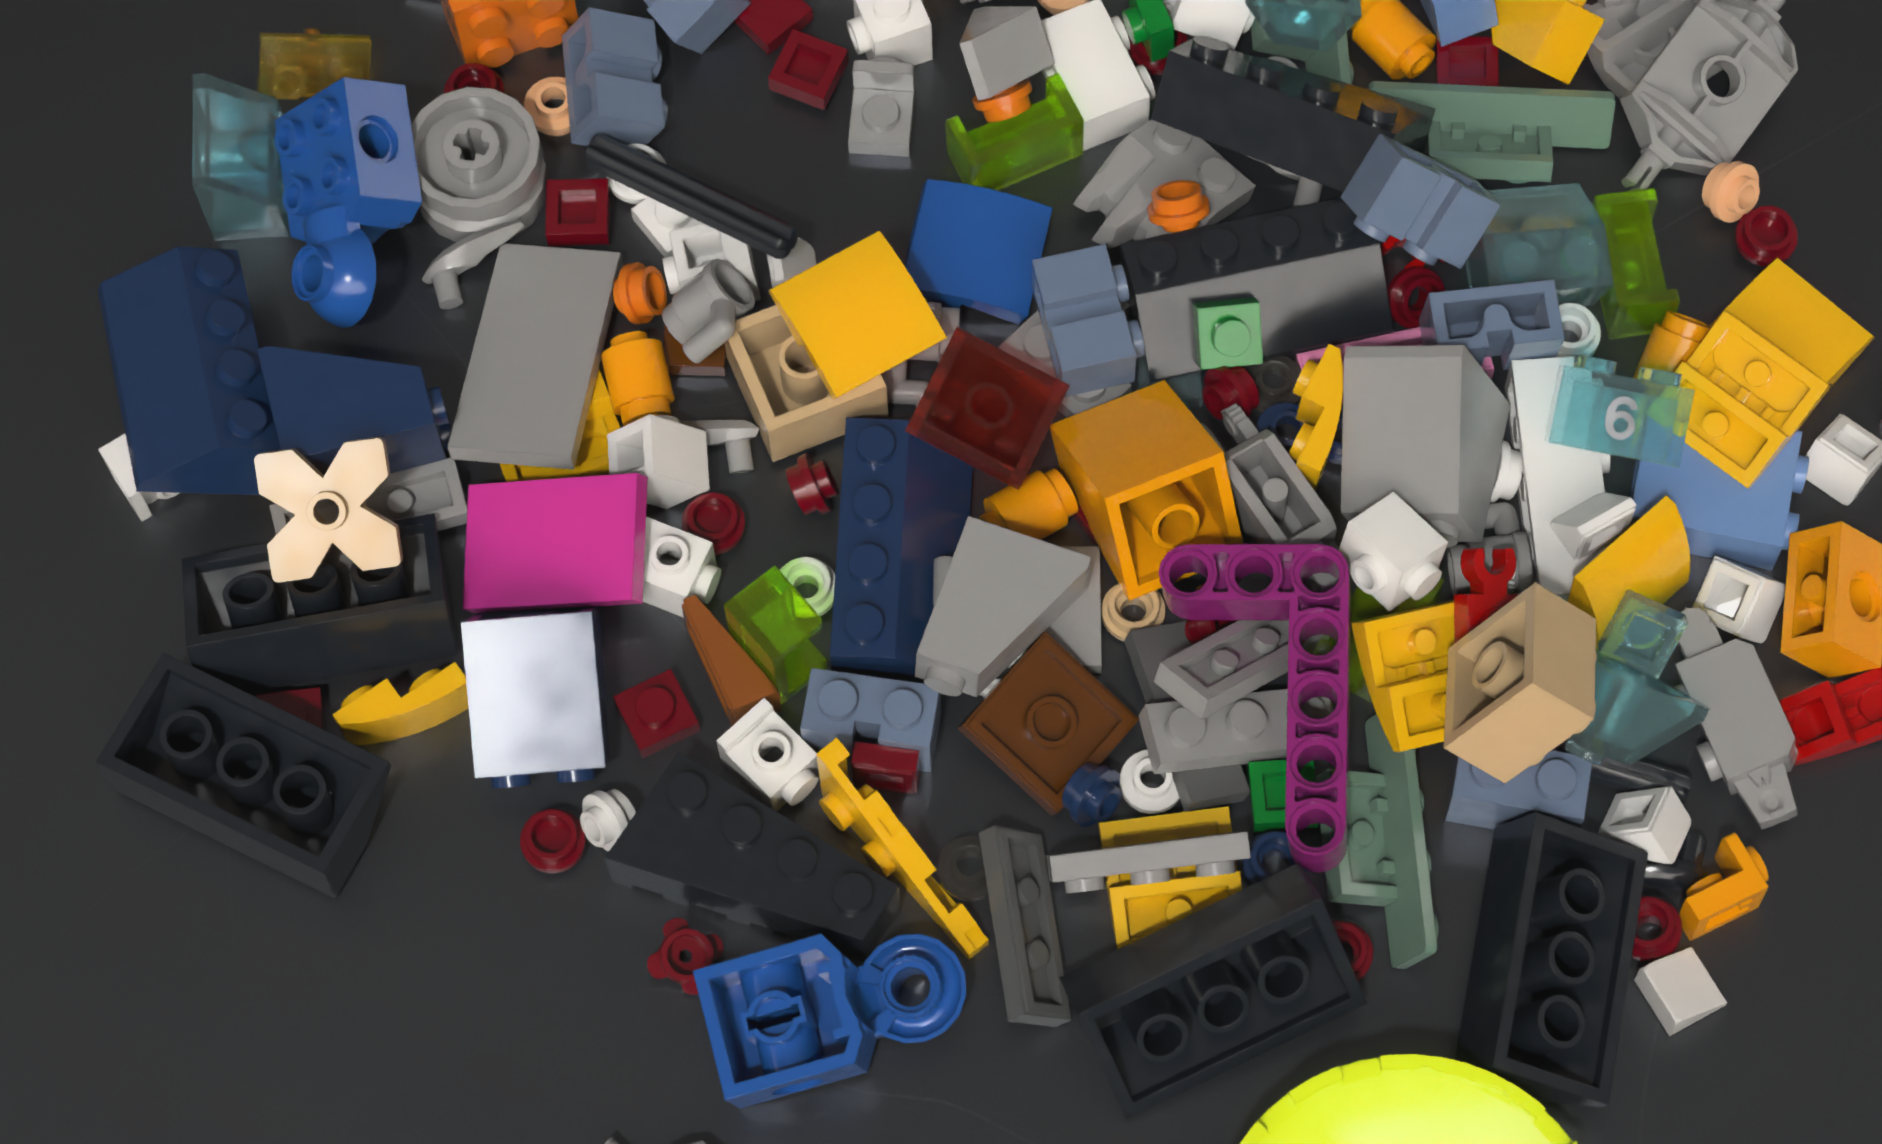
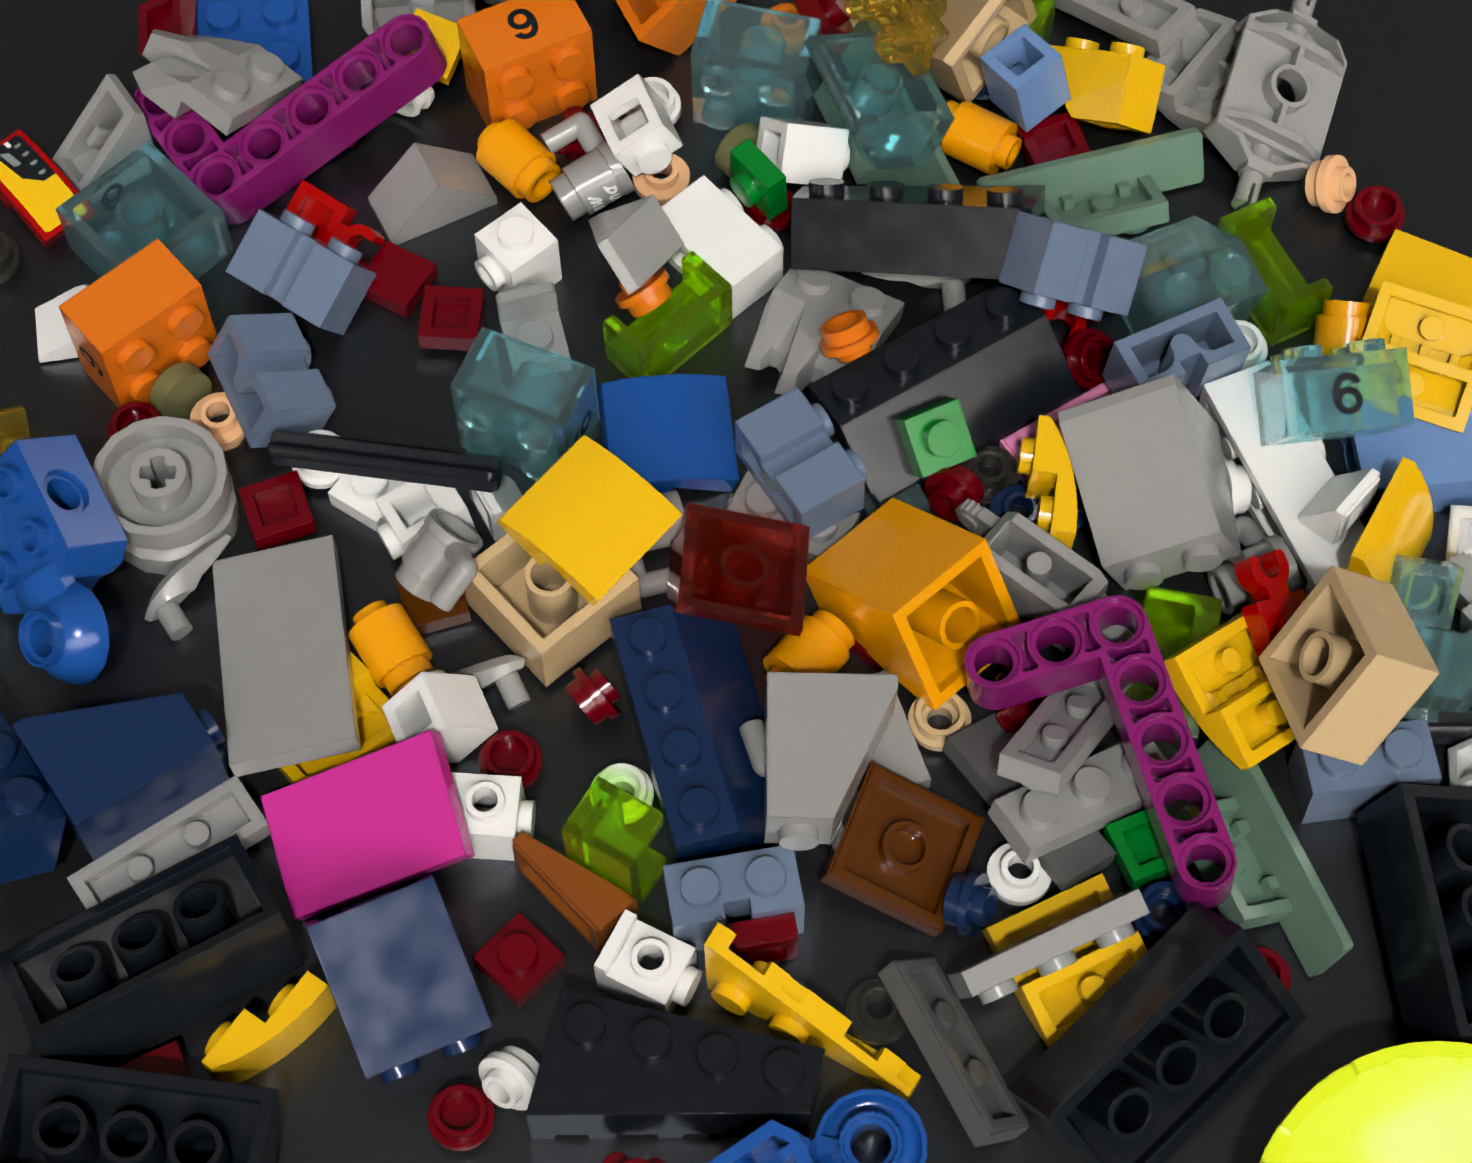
camera: 20 degrees left, 5 degrees down
(358, 531) = (98, 846): plant -> none
(523, 65) = (179, 390): none -> olive tile
(640, 292) = (364, 567): orange plate -> none
(840, 179) = (523, 402): none -> clear light blue brick
(1392, 552) = (1175, 584): white brick -> none

